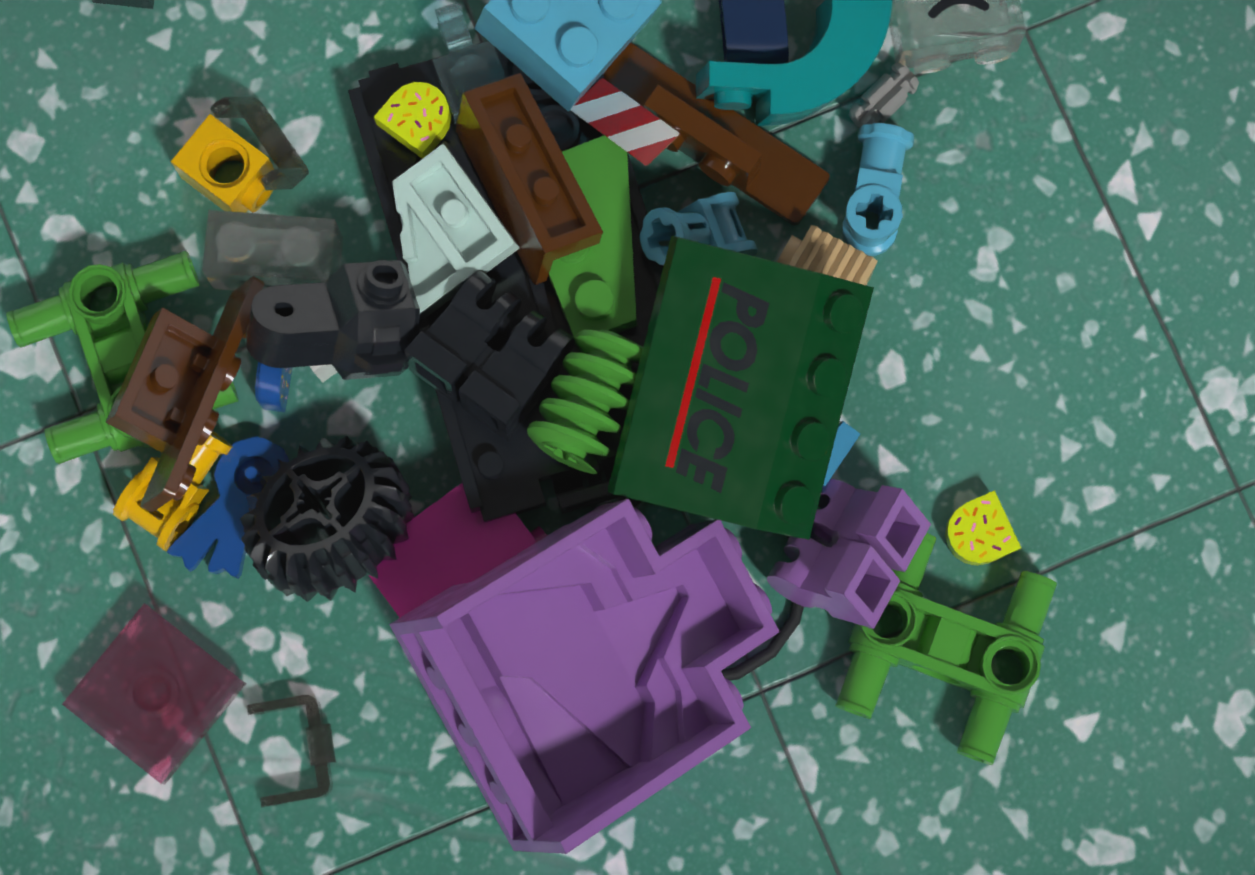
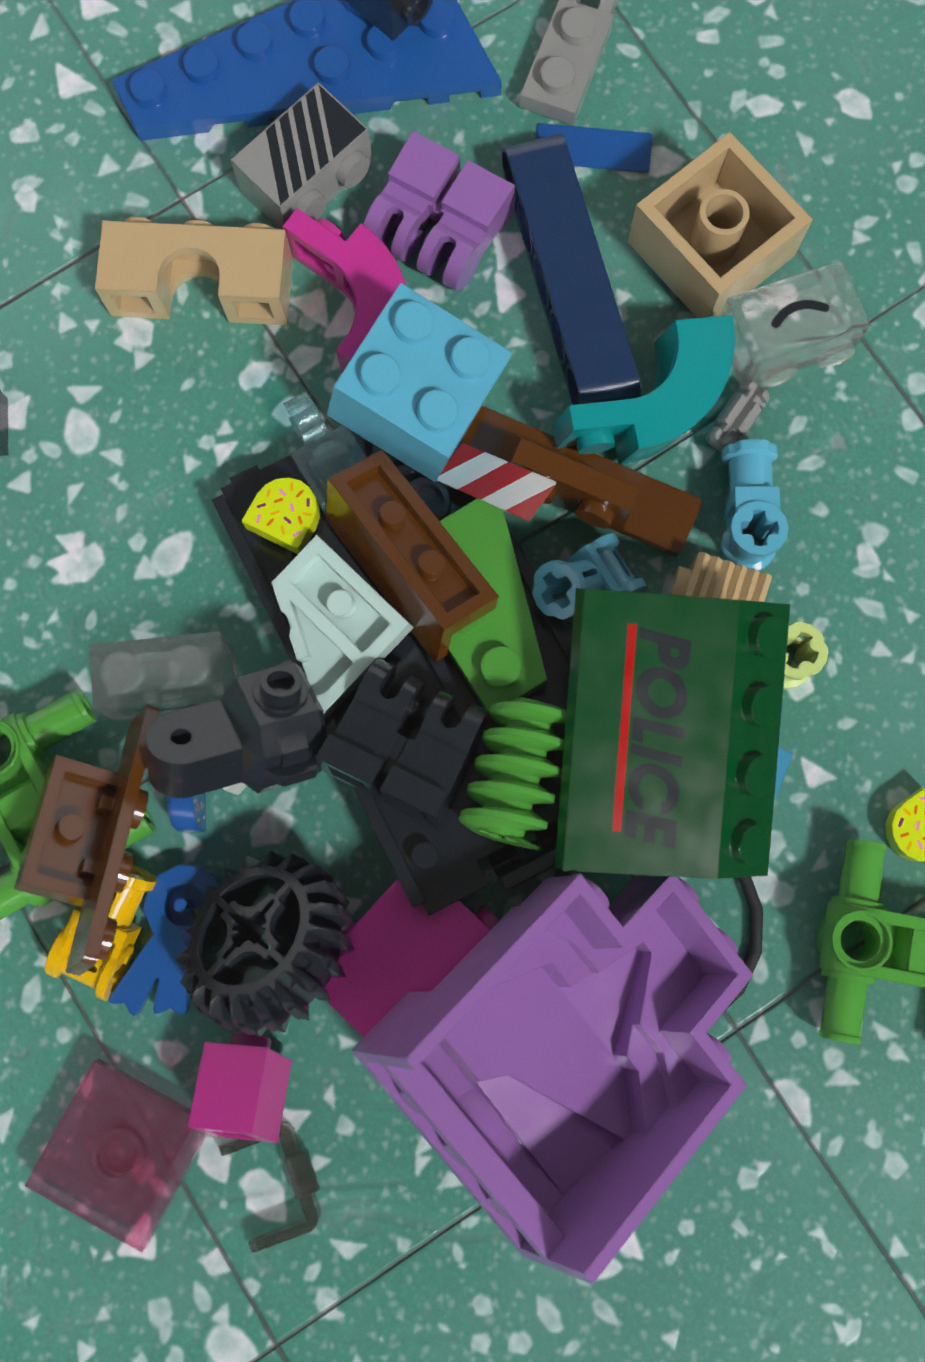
camera: 10 degrees left, 0 degrees up
(209, 149) = (83, 583): yellow brick -> none
(279, 652) = (241, 1090): none -> dark pink brick
(290, 165) = (143, 558): clear smoke piece -> none
(862, 542) = (820, 902): medium lavender legs -> none
(893, 358) = (810, 653): none -> yellowish green bush

